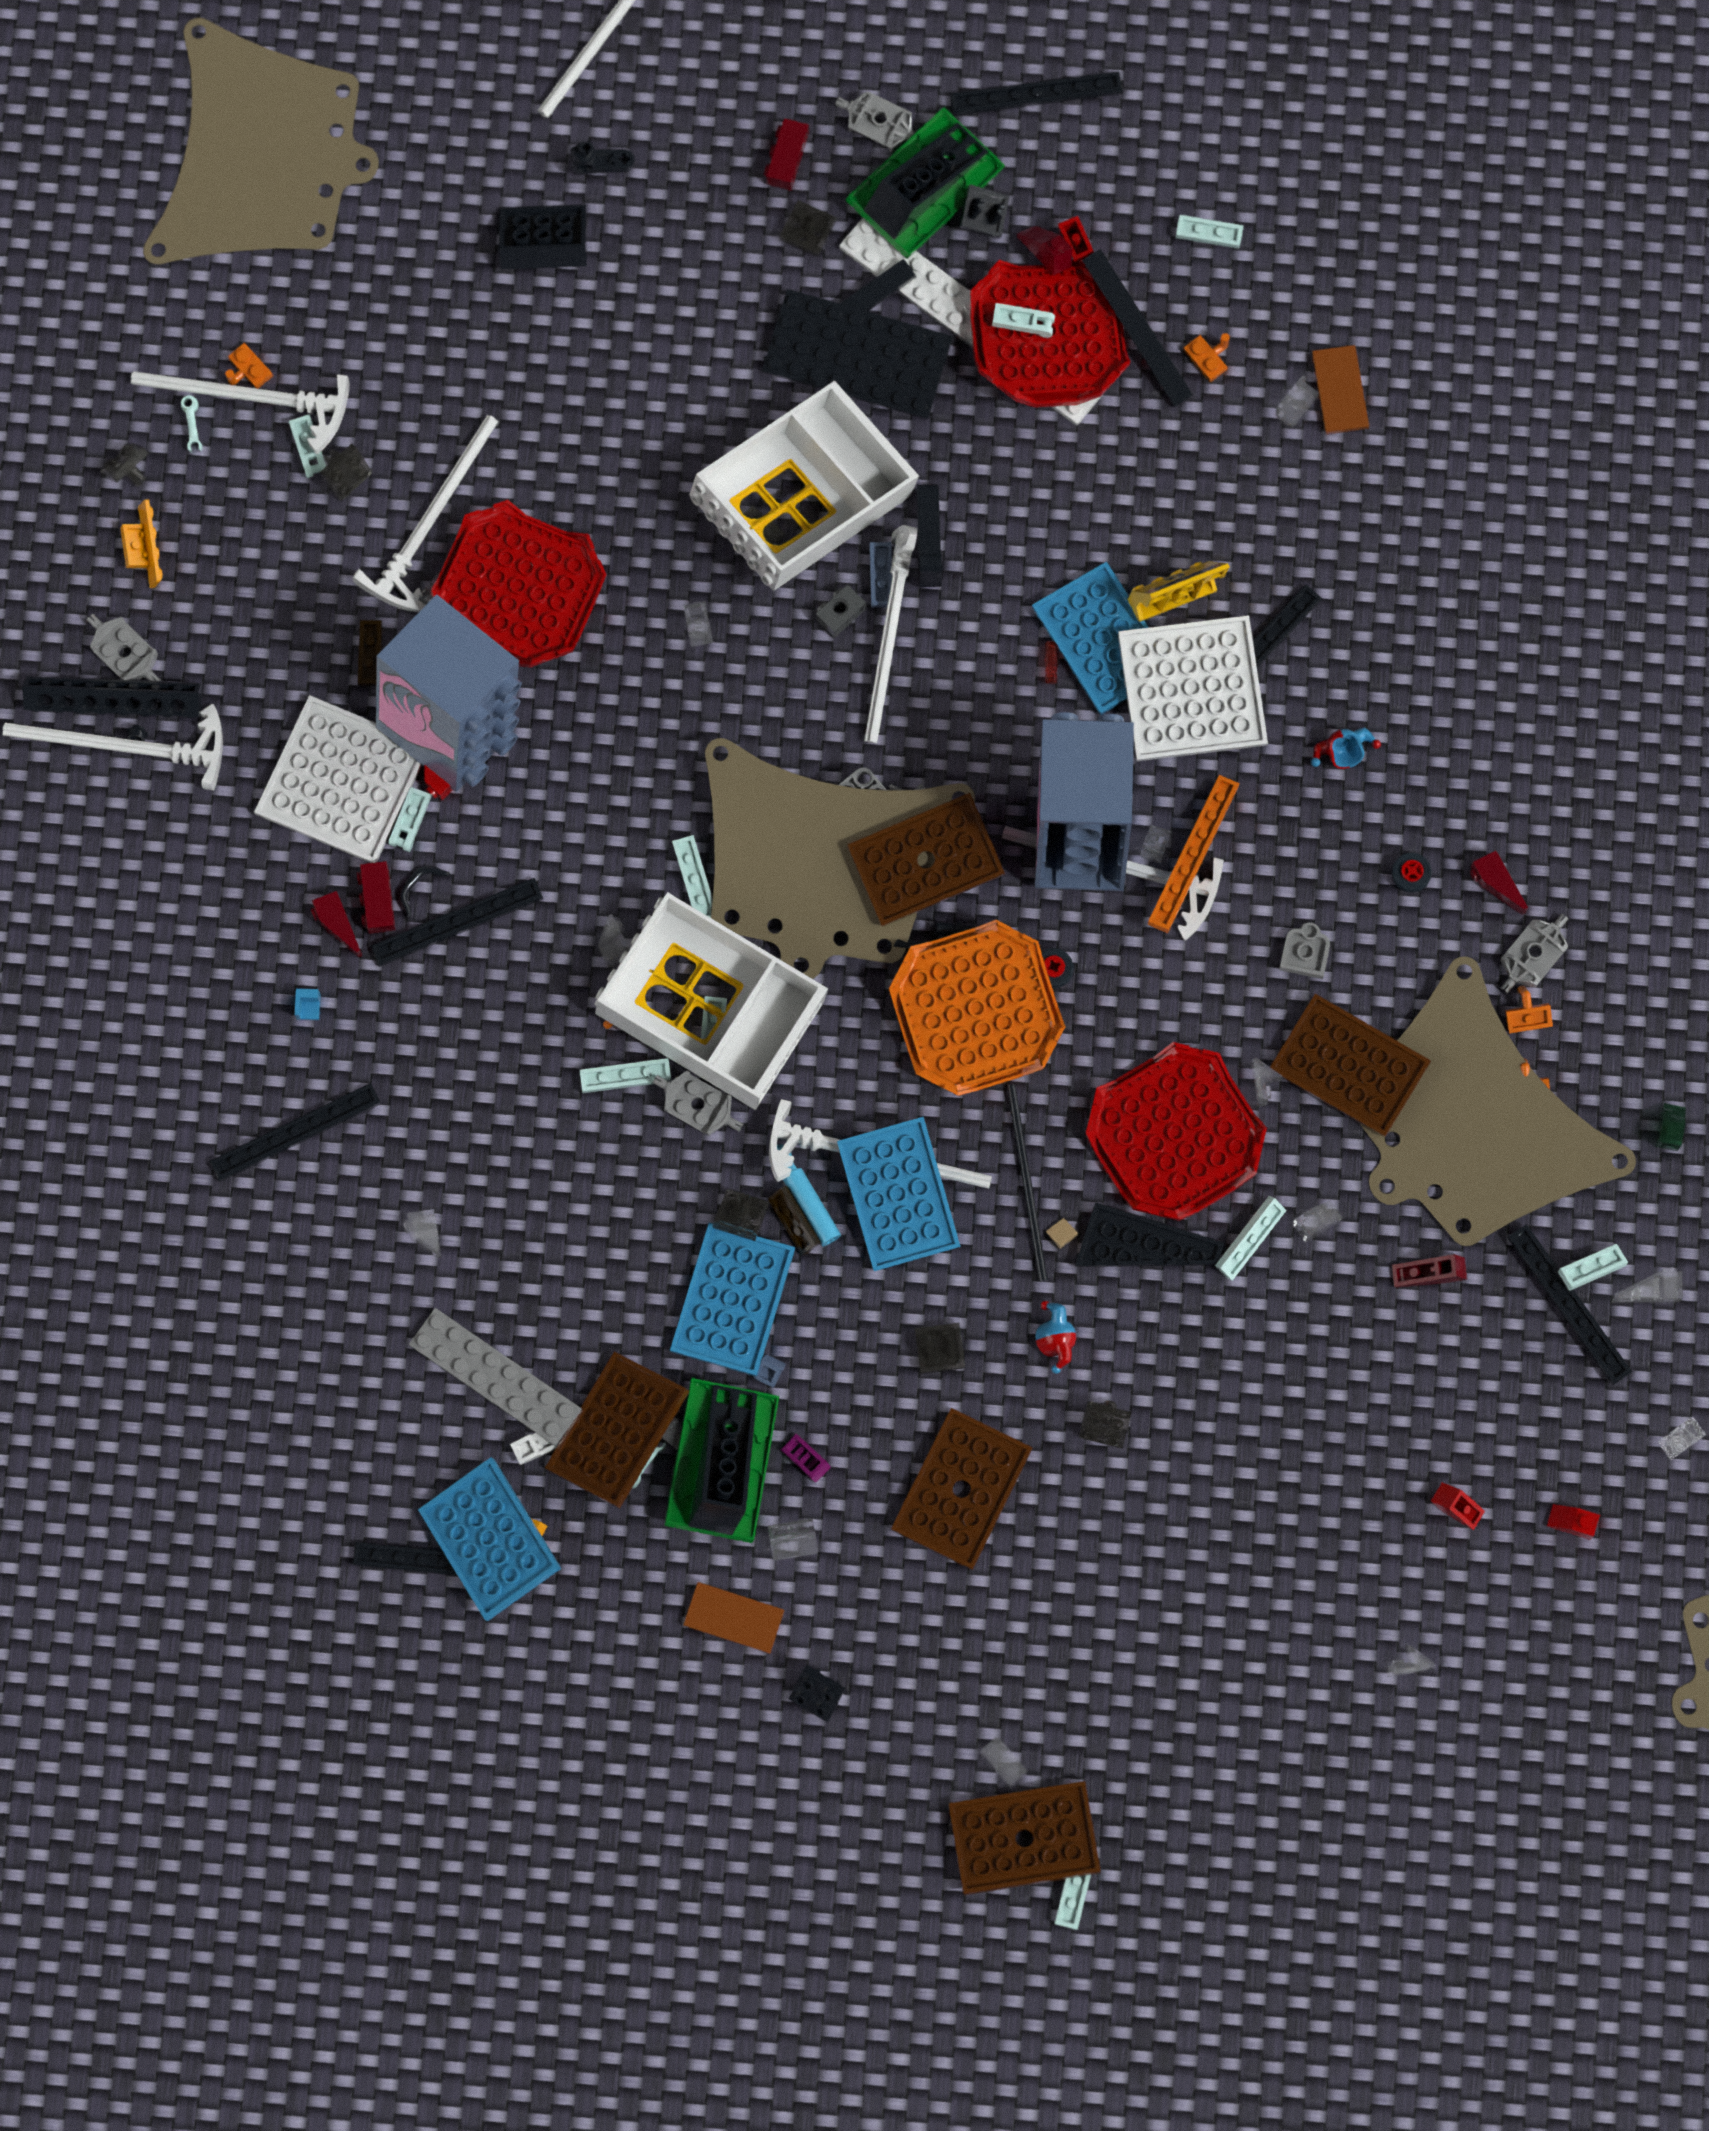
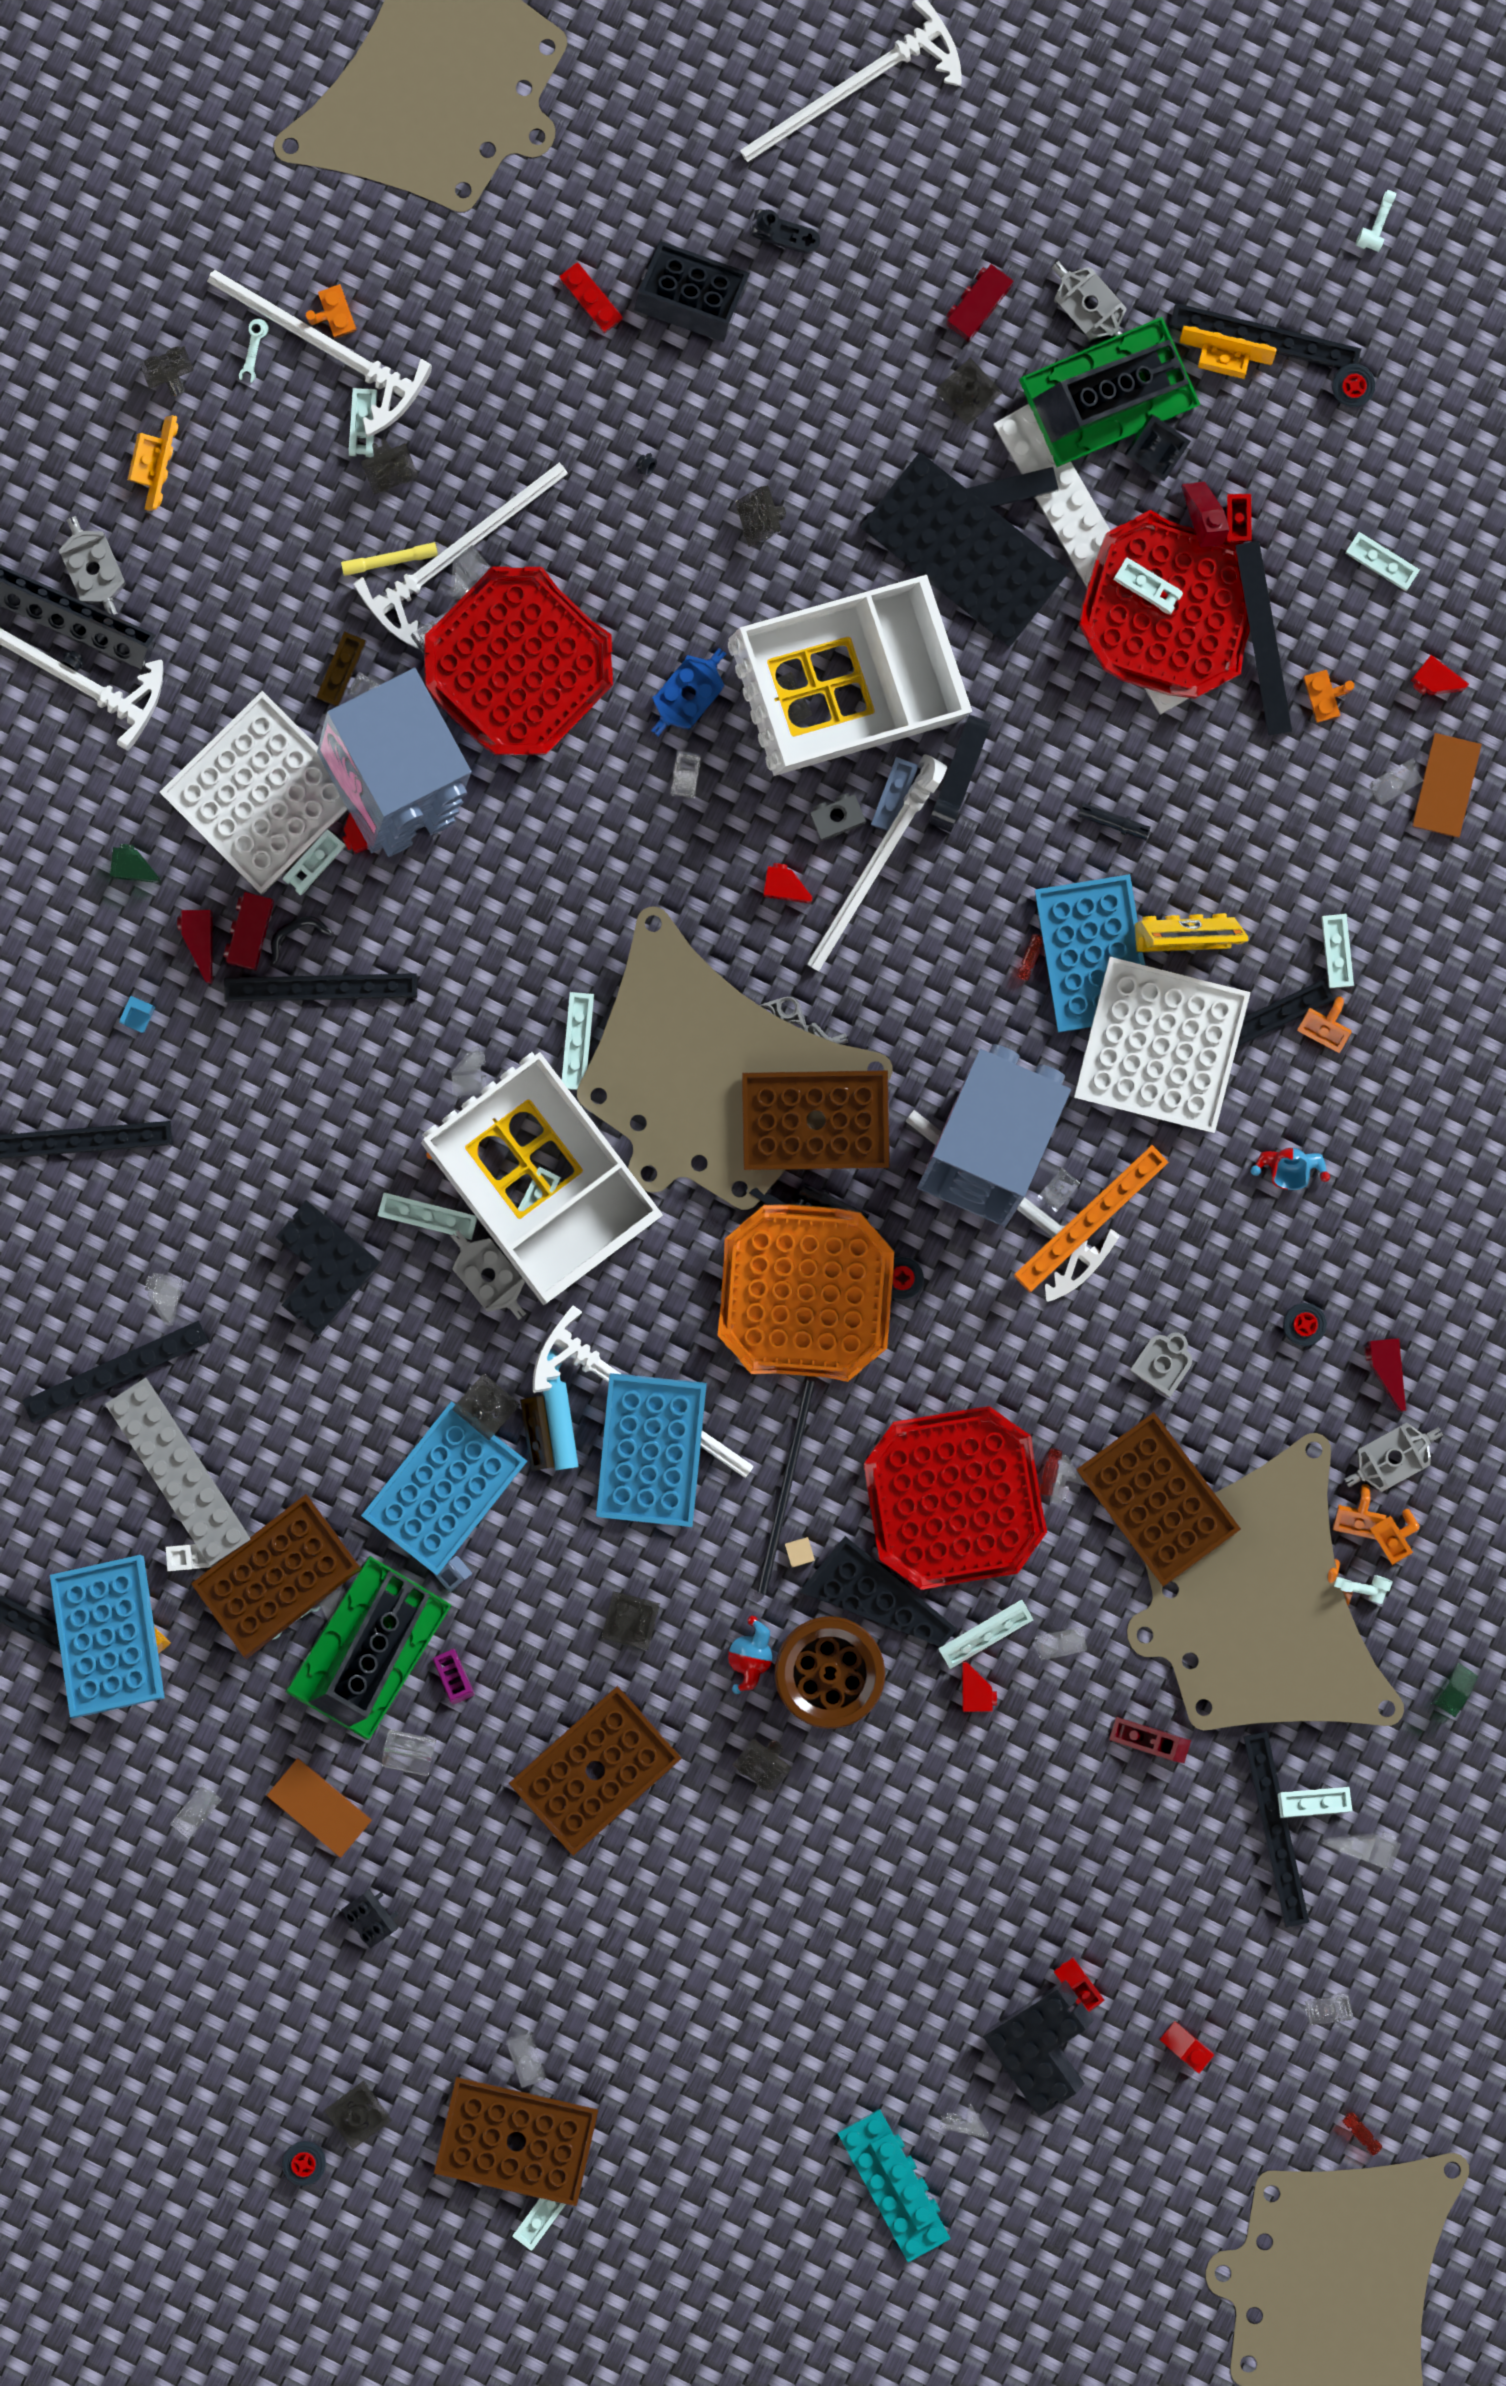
camera: 20 degrees right, 10 degrees up
(254, 882) = (131, 865): none -> clear green slope
(355, 560) = (363, 564): none -> light yellow piece
(406, 1314) = (115, 1371): none -> black plate
(444, 531) = (466, 572): none -> clear slope
(460, 274) = (591, 297): none -> red plate
(561, 388) = (646, 464): none -> black plate
(565, 1151) = (337, 1265): none -> black piece
(627, 1664) = (196, 1811): none -> clear slope
(675, 541) = (692, 673): none -> blue plate
(676, 388) = (759, 516): none -> clear smoke plate
(820, 683) = (785, 885): none -> red slope
(839, 1930) = (300, 2171): none -> black wheel
(871, 1855) = (353, 2130): none -> clear smoke plate
(1008, 116) = (1226, 353): none -> light orange bracket
(1077, 524) = (1114, 821): none -> black pin
(1129, 1354) = (852, 1703): none -> reddish brown wheel
(1131, 97) = (1359, 391): none -> black wheel
(1248, 1080) = (1050, 1472): none -> clear red axle
(1262, 1289) = (976, 1691): none -> red slope
(1296, 306) = (1437, 678): none -> red slope
(1307, 557) = (1337, 951): none -> light aqua plate
(1324, 623) = (1324, 1028): none -> orange plate
(1371, 1744) = (894, 2185): none -> teal plate
(1436, 1572) = (1030, 2048): none -> black piece
(1562, 1018) = (1392, 1539): none -> orange plate
(1568, 1068) = (1376, 1590): none -> light aqua brick

